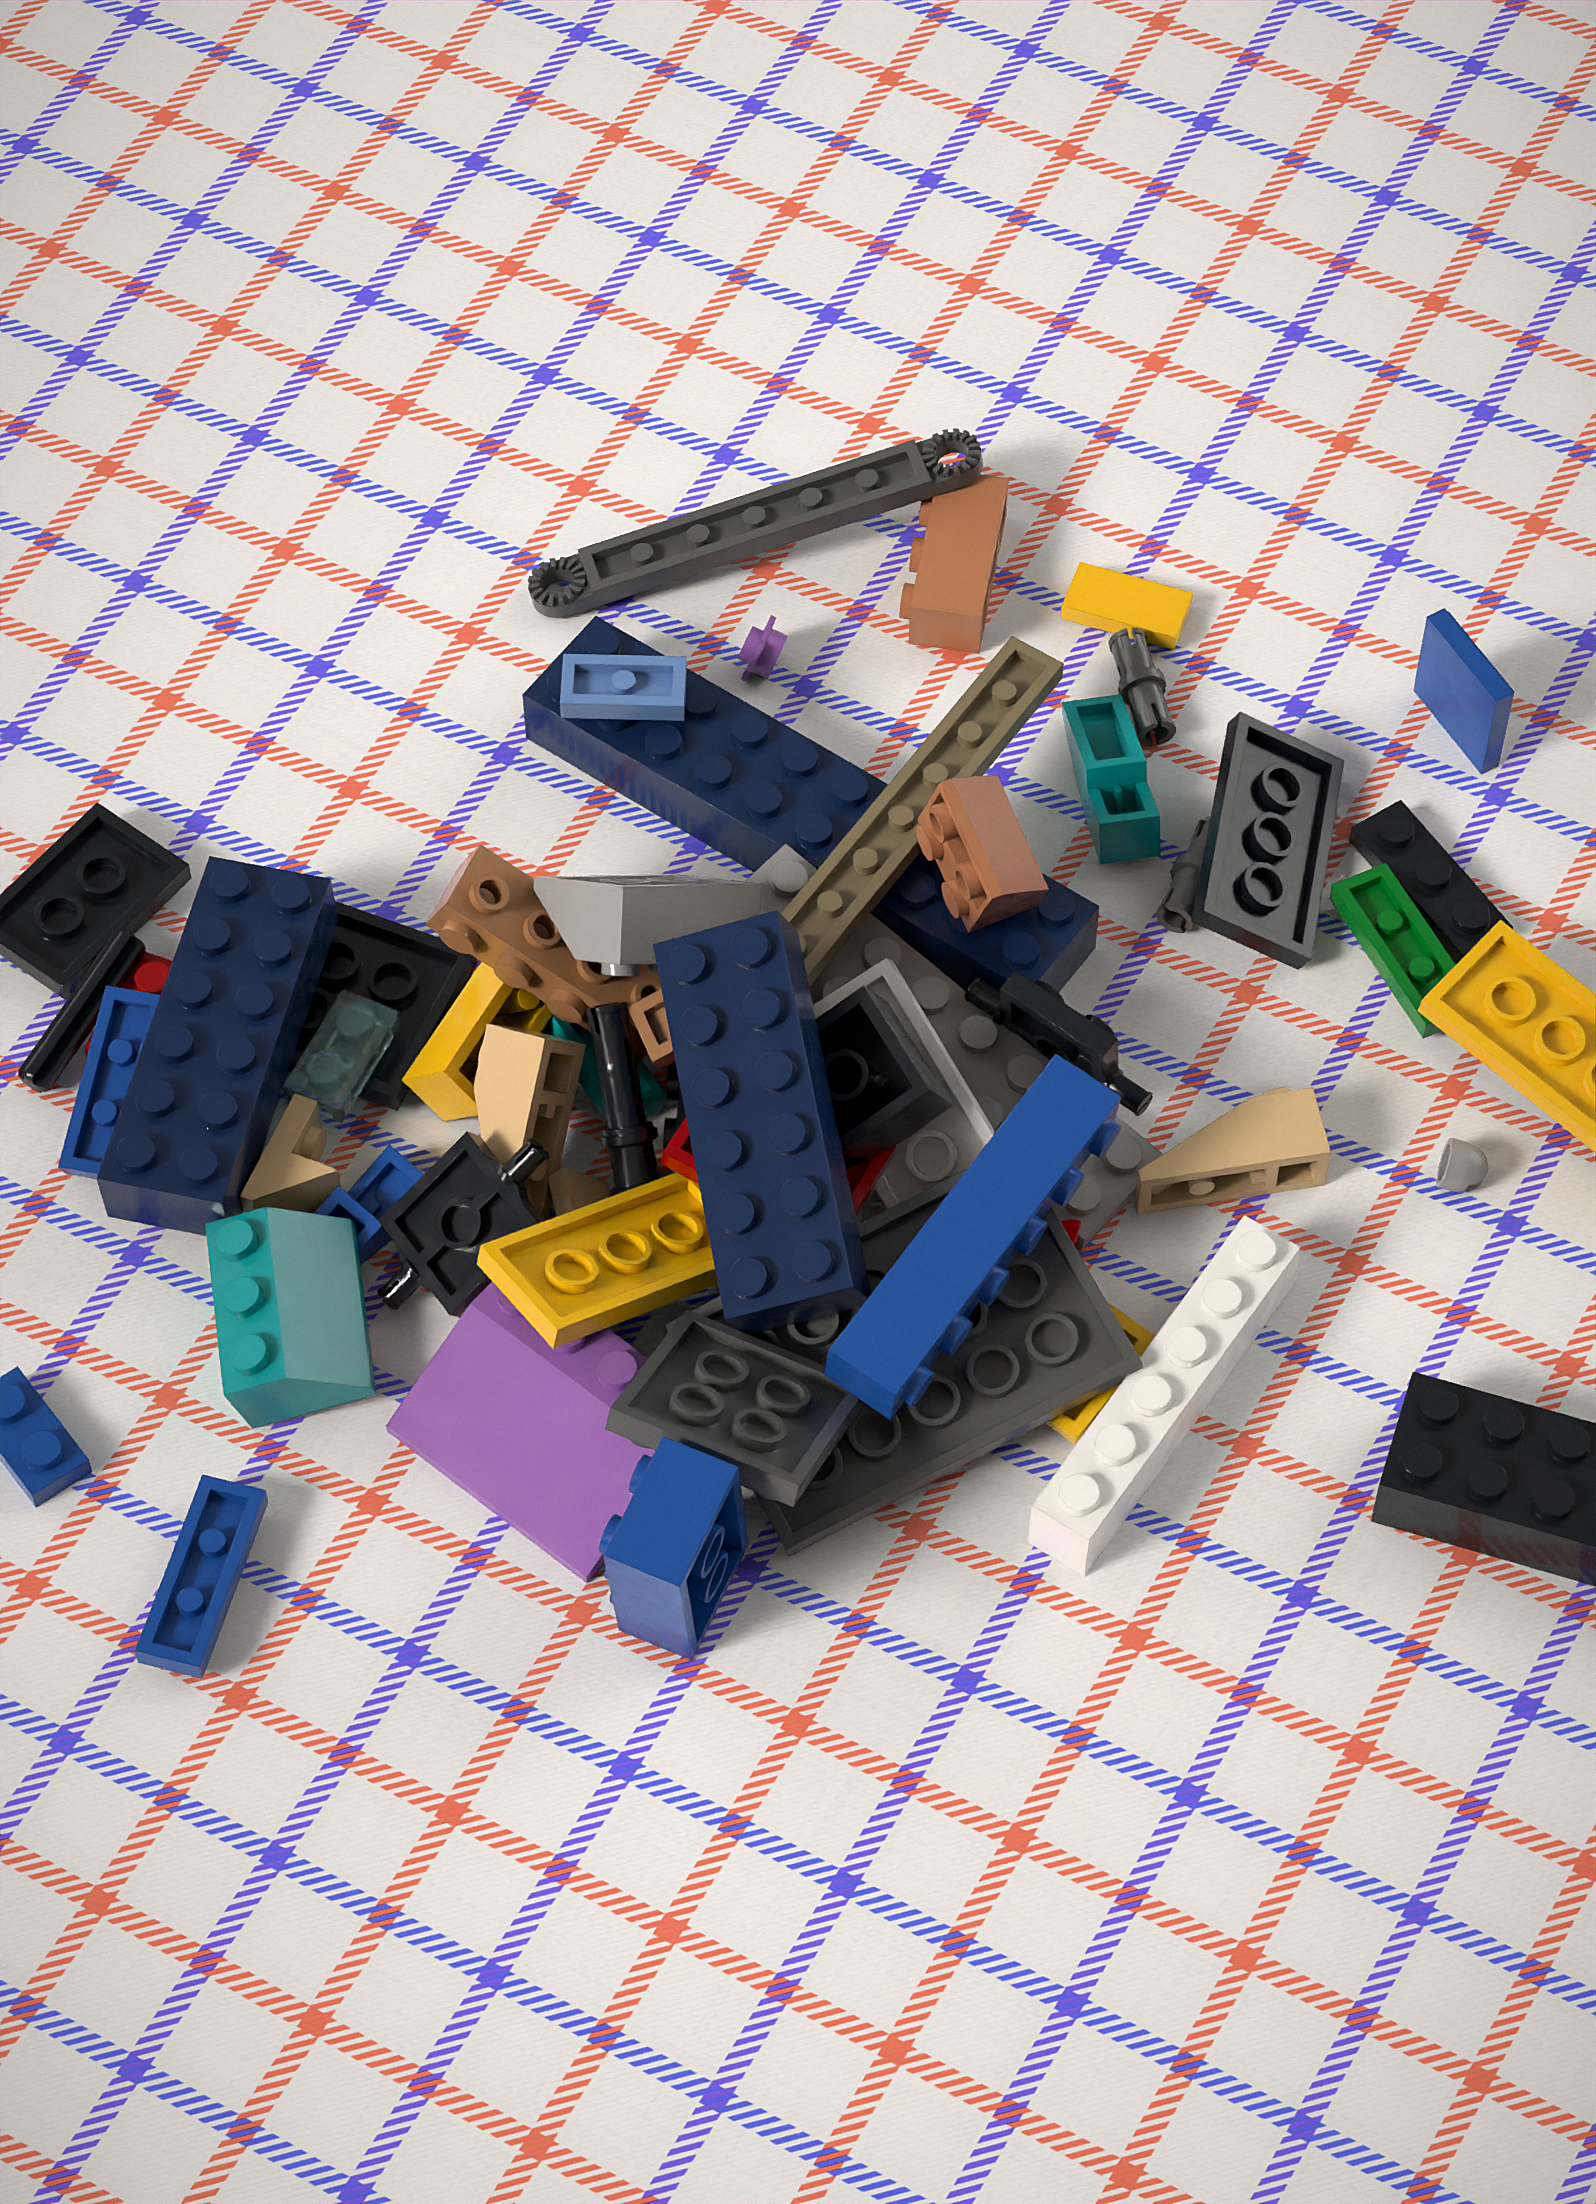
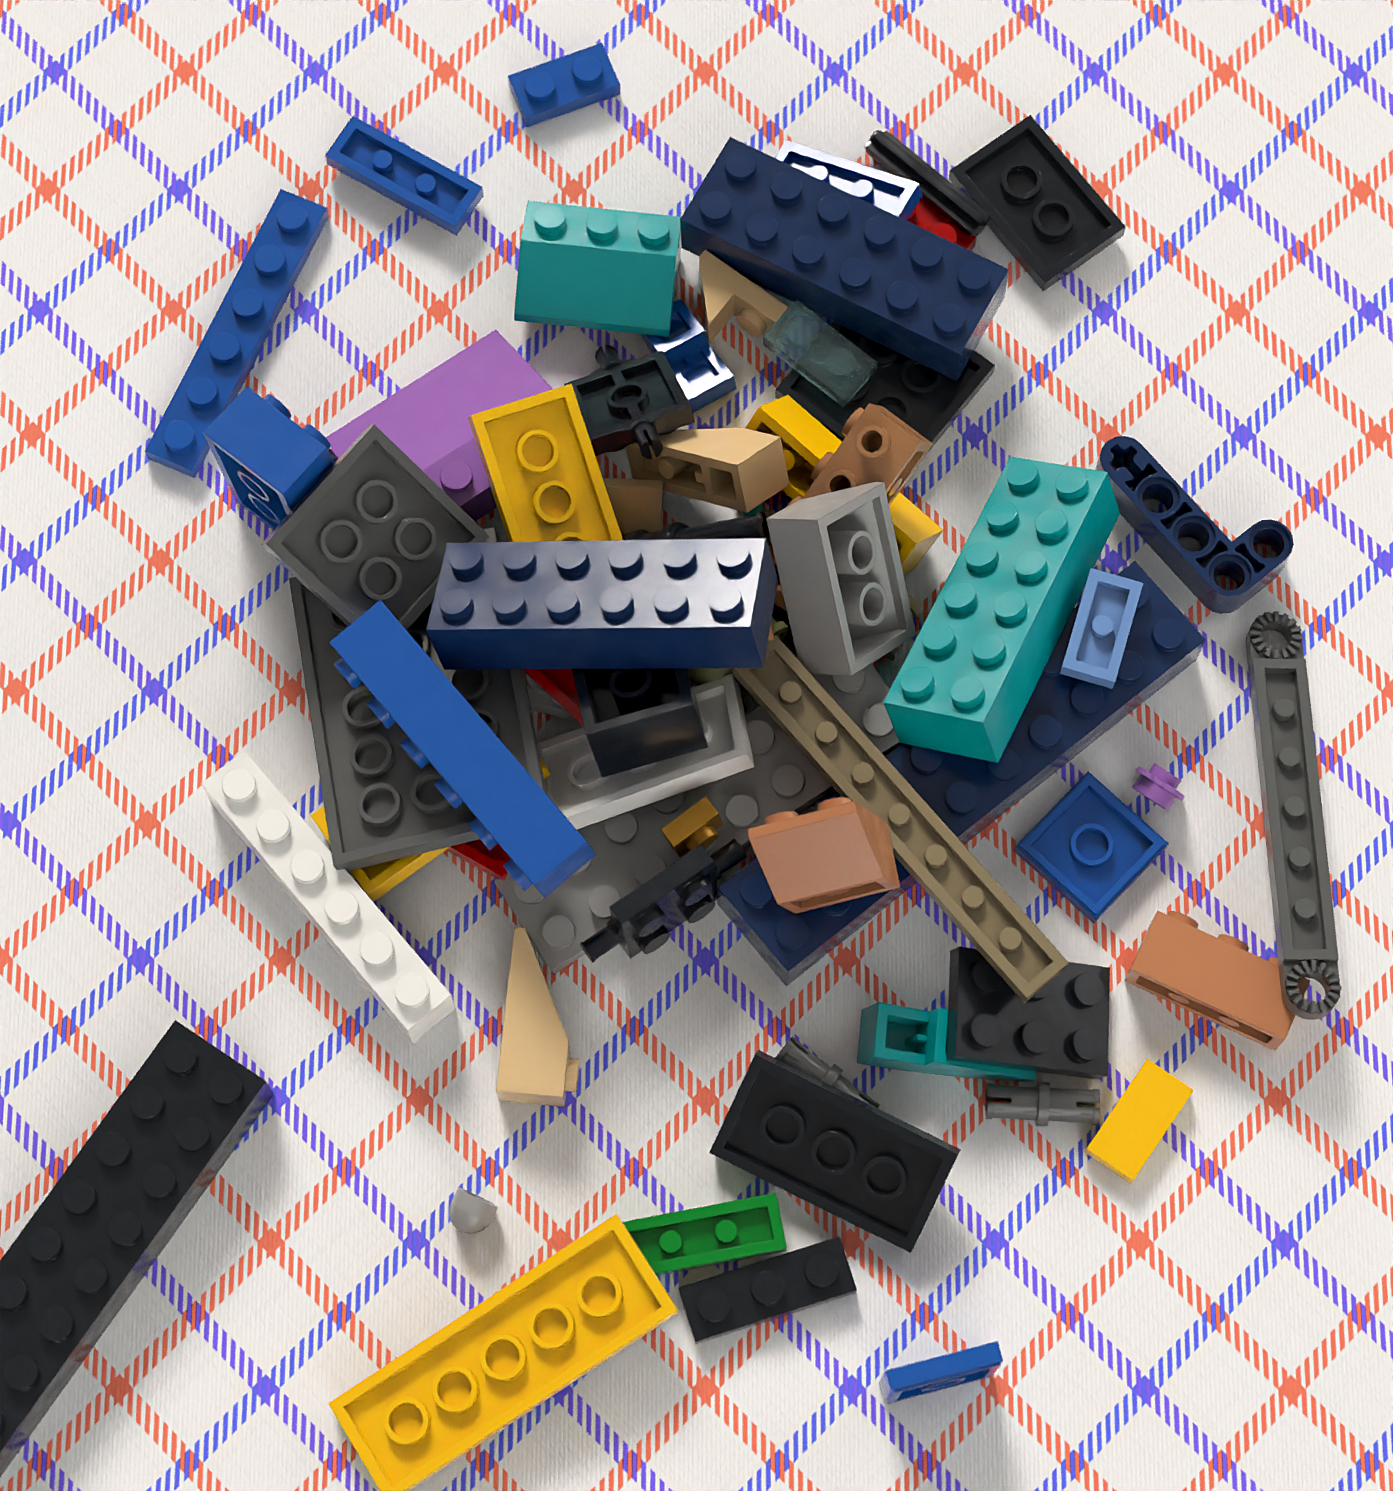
camera: 105 degrees right, 15 degrees up
(466, 1716) = (237, 331): none -> blue plate
(487, 652) = (1187, 519): none -> dark blue beam
(622, 785) = (1002, 609): none -> teal brick
(848, 701) = (1090, 847): none -> blue tile
(974, 1018) = (693, 828): none -> pearl gold plate
(1079, 718) = (1053, 1032): none -> black plate

